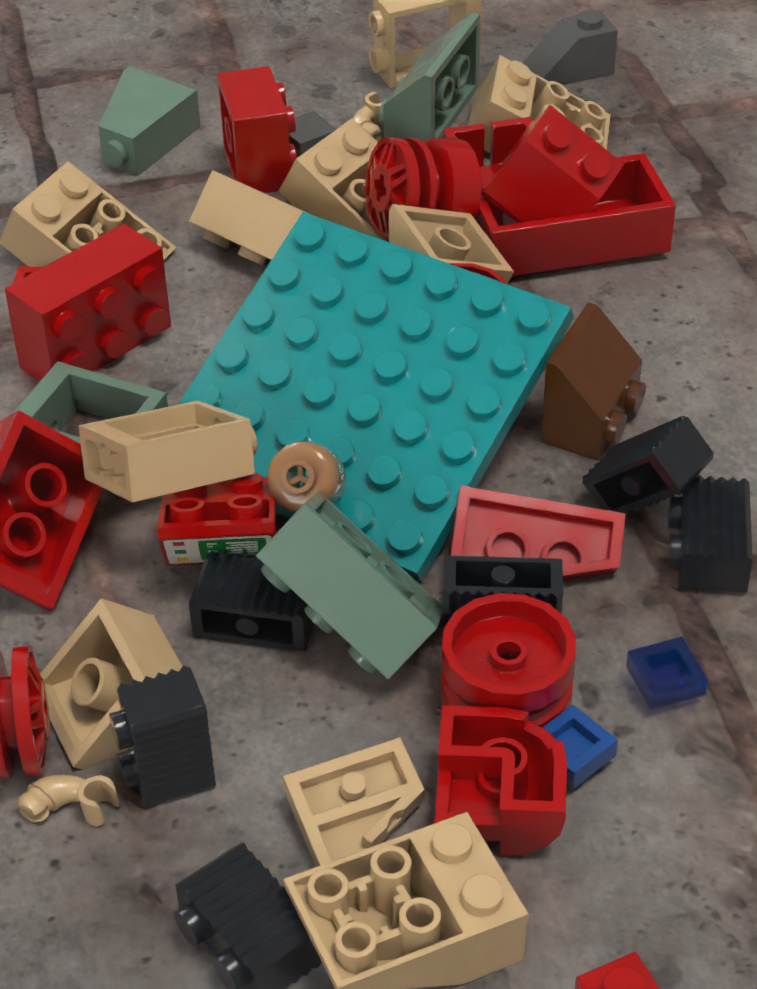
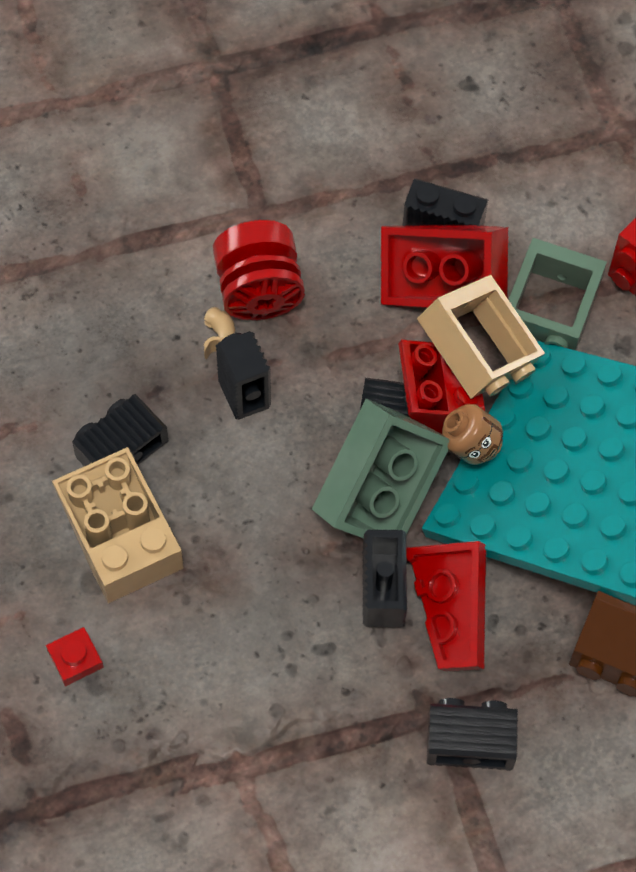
camera: 85 degrees right, 20 degrees up
(83, 677) = (306, 347): tan slope -> none
(353, 799) = (211, 495): tan wing -> none
(503, 775) = (223, 574): red brick -> none
(509, 656) = (315, 581): red wheel -> none
(585, 744) = (263, 629): blue plate -> none
(649, 467) = (523, 682): black brick -> none
(666, 673) = (332, 694): clear blue plate -> none

